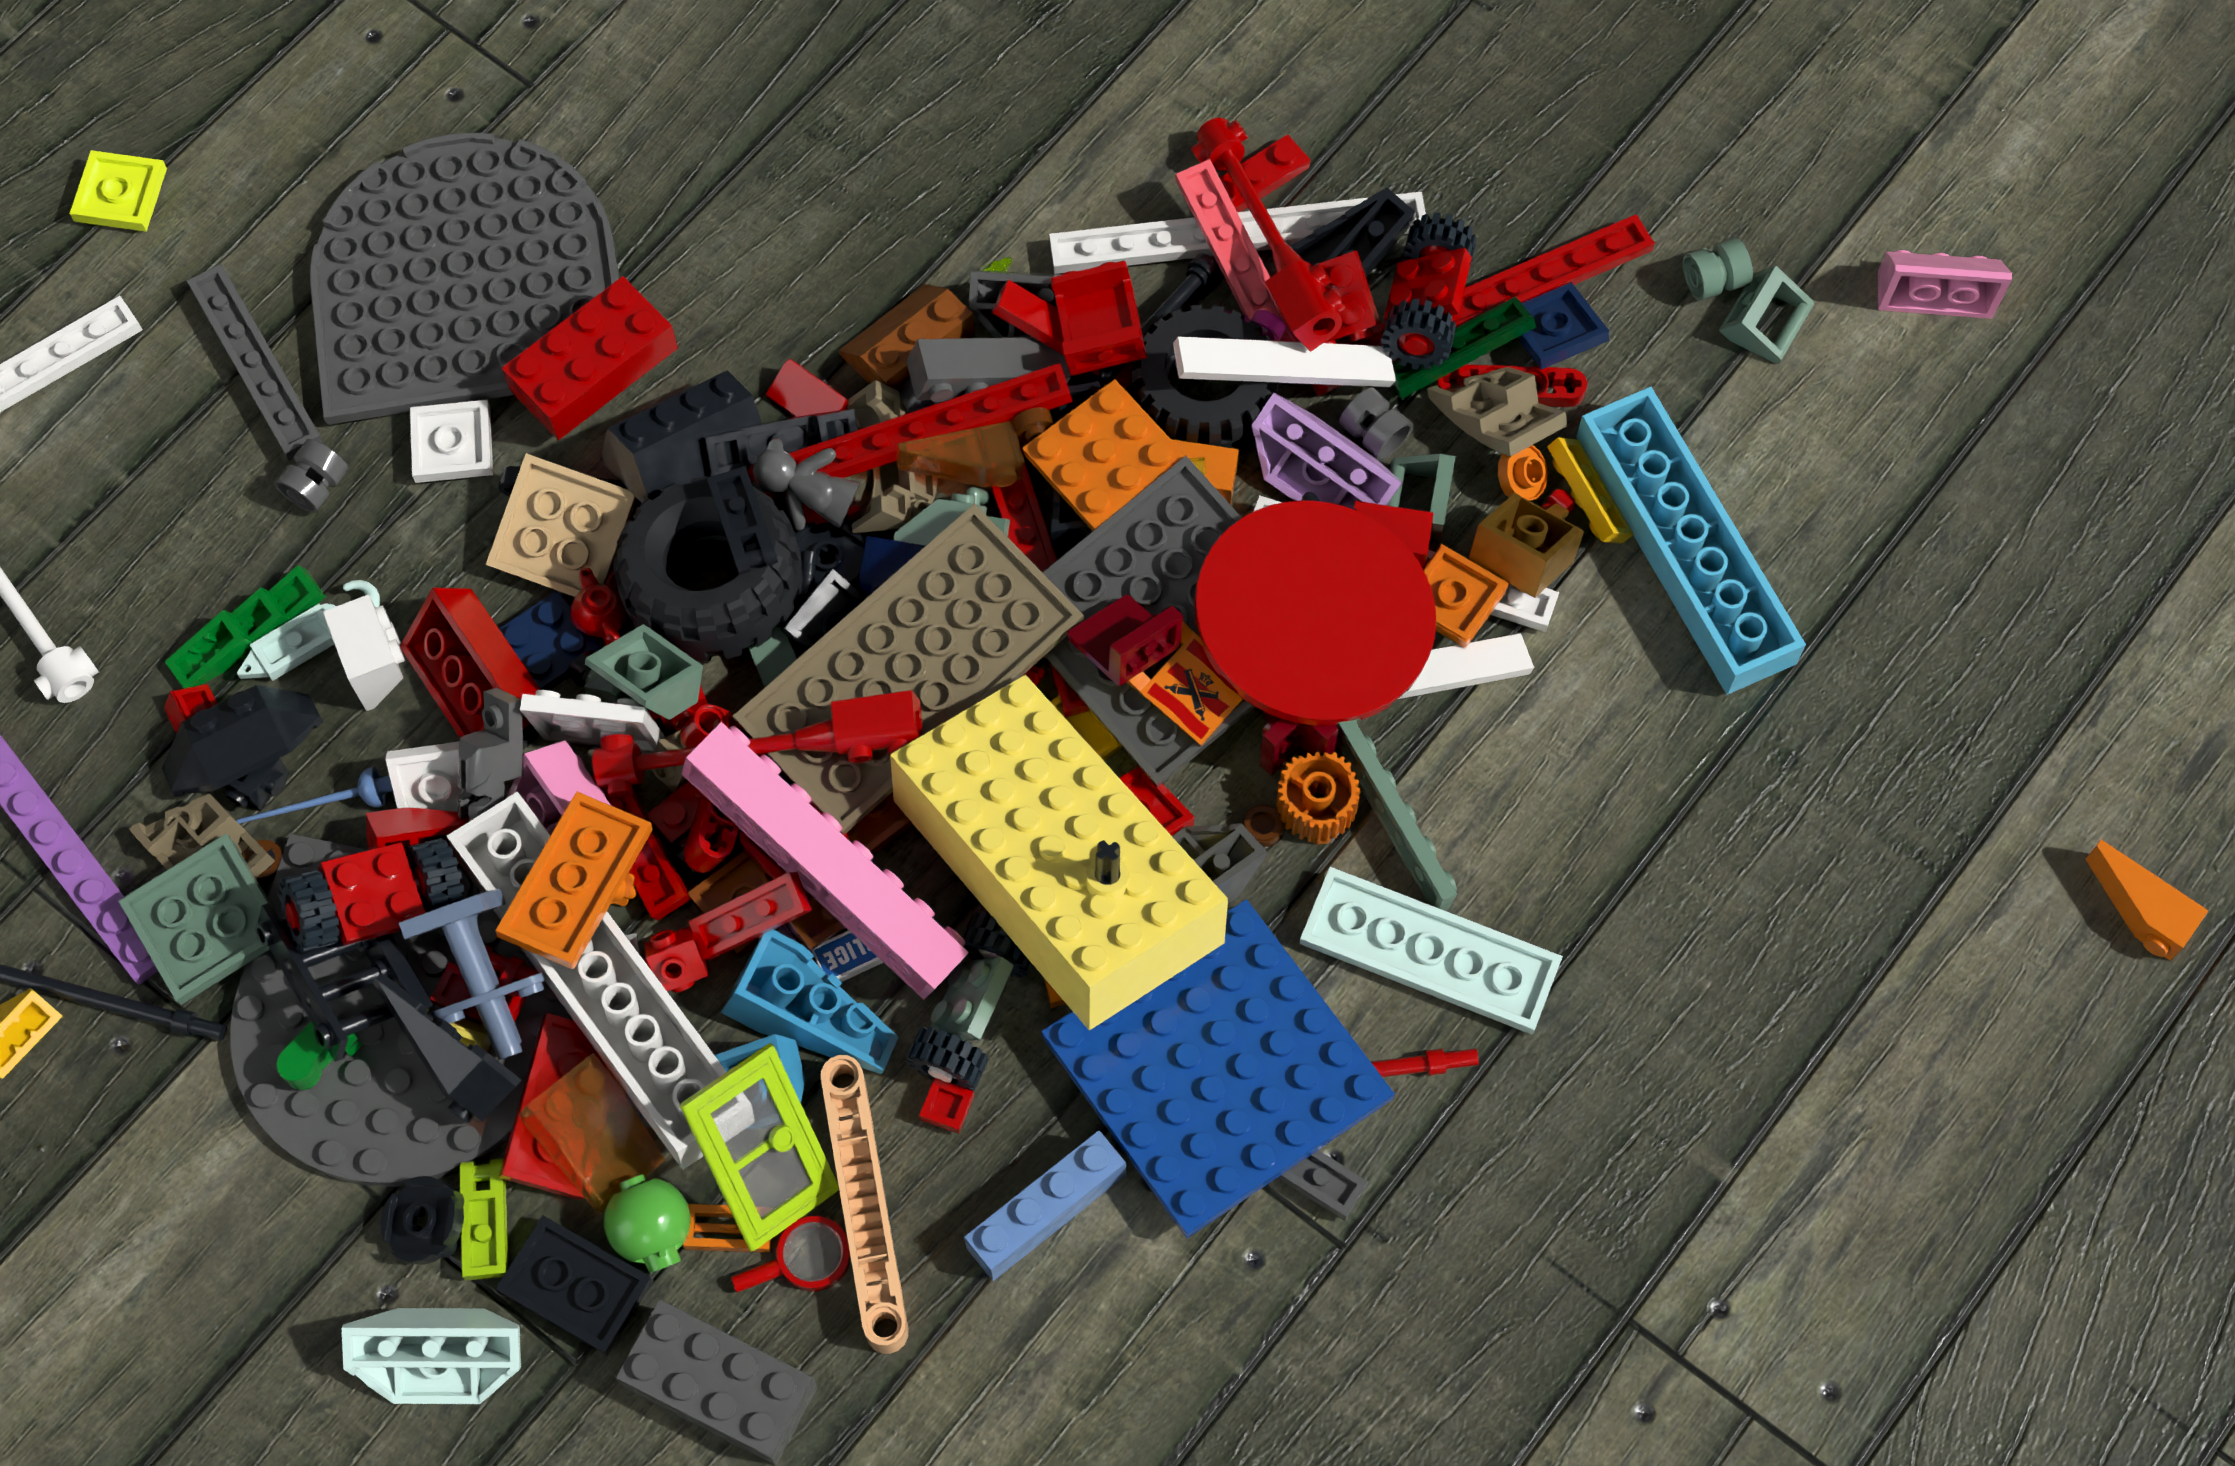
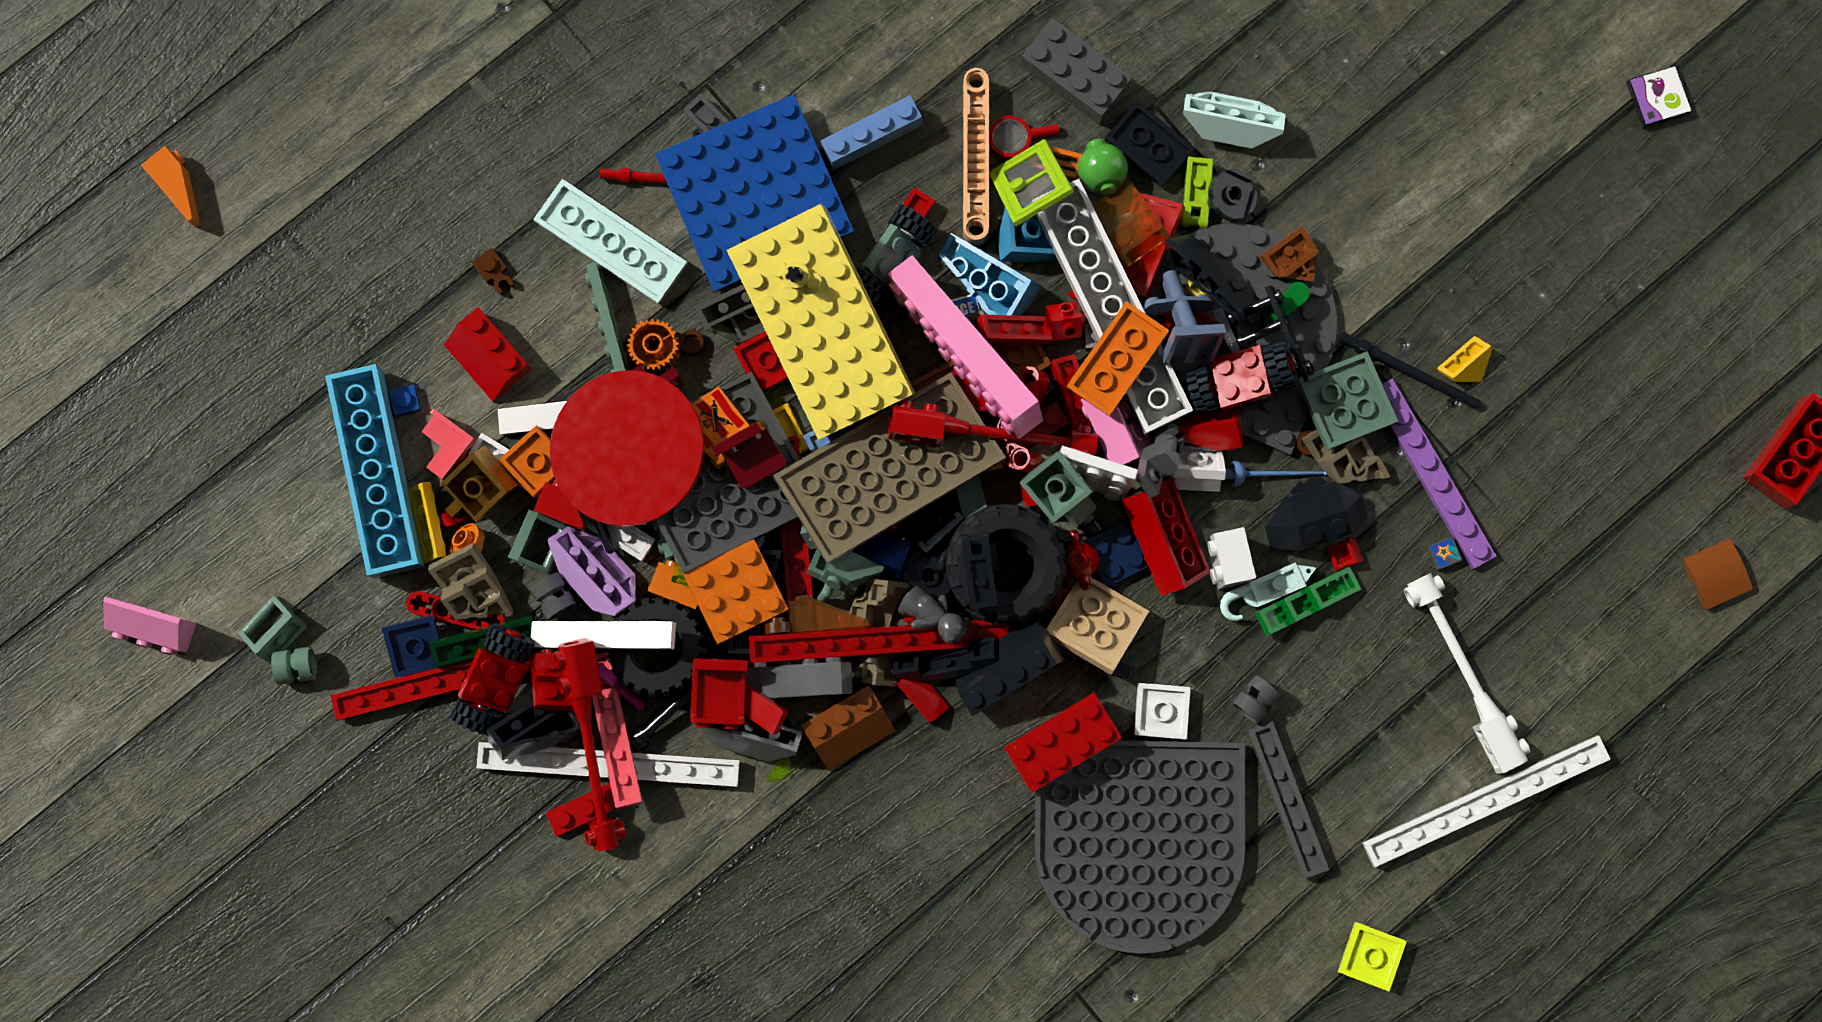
camera: 170 degrees left, 15 degrees up
(38, 738) = (1444, 553): none -> tile
(311, 1133) = (1292, 256): none -> dark orange slope
(1571, 744) = (486, 355): none -> red slope
(1582, 607) = (453, 441): none -> coral panel
(1606, 877) = (492, 268): none -> reddish brown plate
(1678, 657) = (405, 400): none -> blue plate

